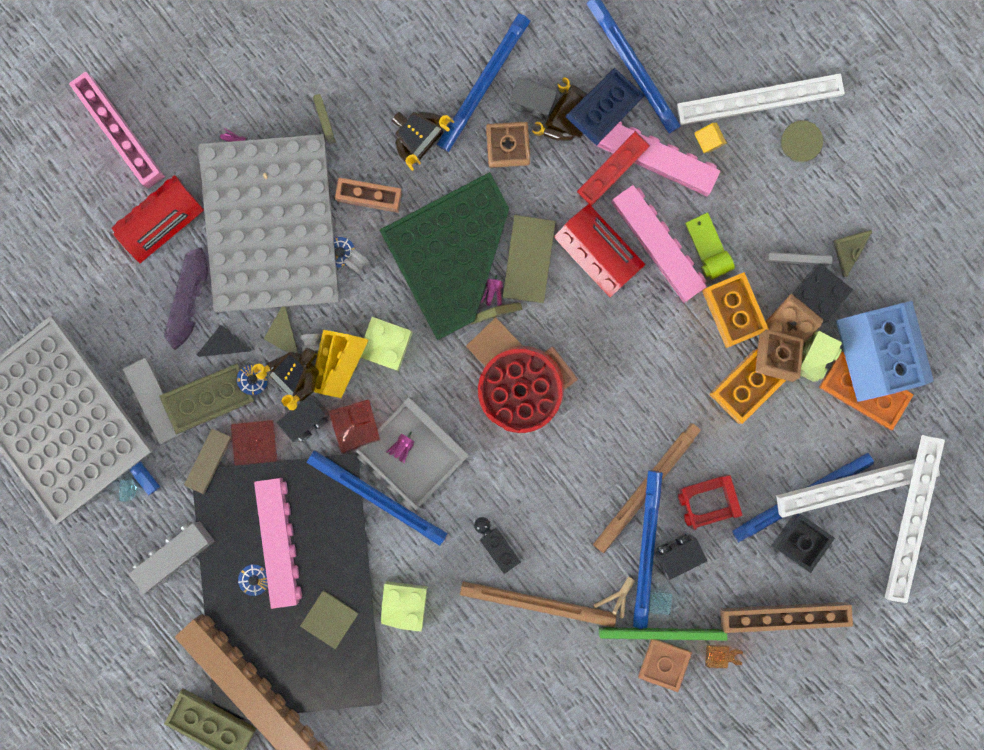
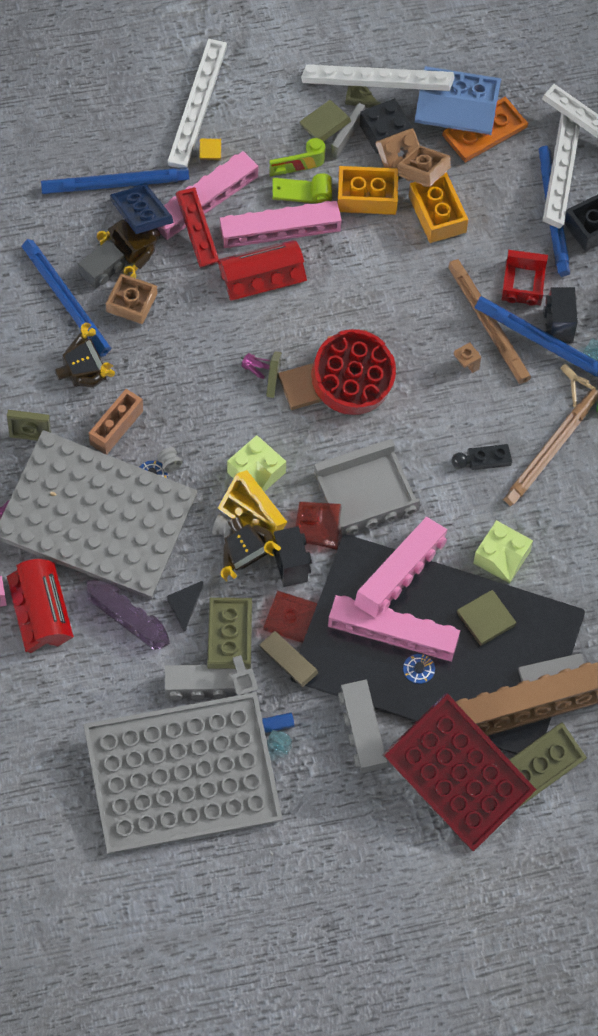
camera: 70 degrees left, 25 degrees down
(152, 665) = (459, 772): none -> dark red plate
(157, 433) = (244, 679): none -> light grey plate
(248, 381) = (231, 592): blue piece -> none
(281, 332) = (201, 550): olive tile -> none
(303, 700) = (551, 667): none -> light grey tile
(336, 523) = (401, 567): none -> bright pink brick
(376, 497) = (391, 532): blue piece -> none
(401, 447) = (355, 487): flat silver piece -> none
(450, 252) = (201, 385): dark green plate -> none
(529, 259) = (240, 327): olive tile -> none
(592, 487) = (468, 357): none -> medium nougat bracket
(753, 240) = (311, 159): none -> lime door
(796, 233) = (325, 121): none -> olive tile
(801, 141) = (249, 90): olive tile -> none
(817, 353) = (435, 137): yellowish green slope -> none
(868, 263) = (378, 77): none -> white plate

